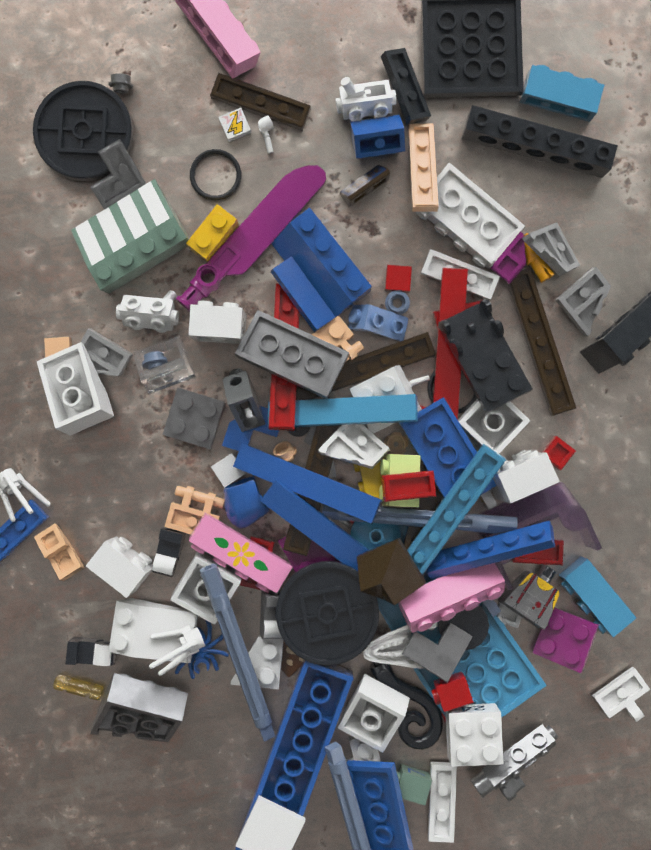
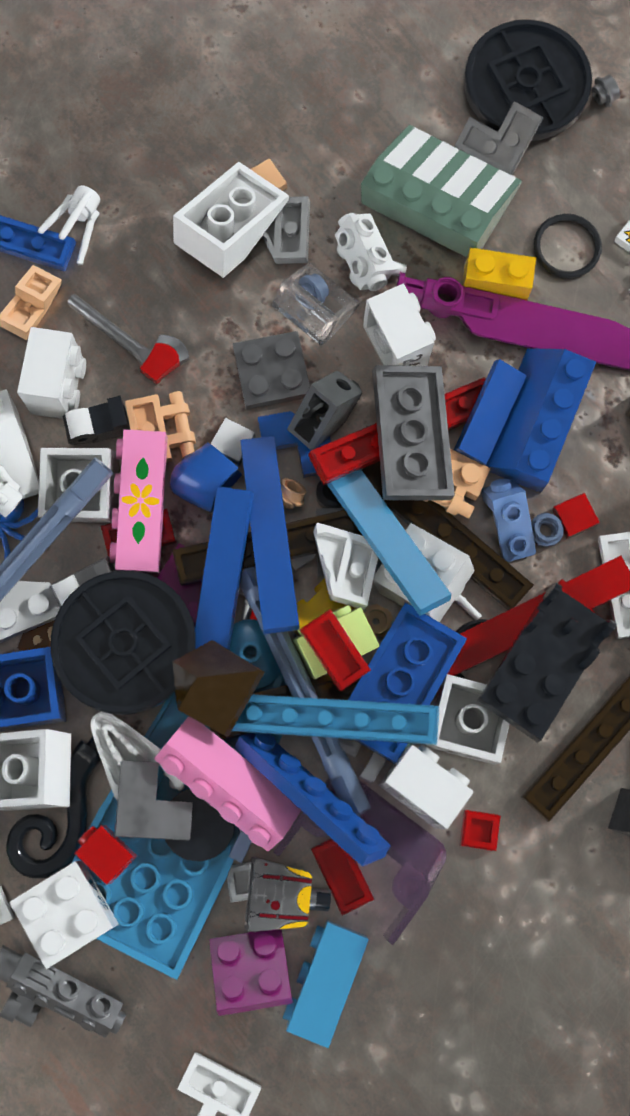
camera: 60 degrees right, 10 degrees down
(147, 491) = (155, 363): none -> piece

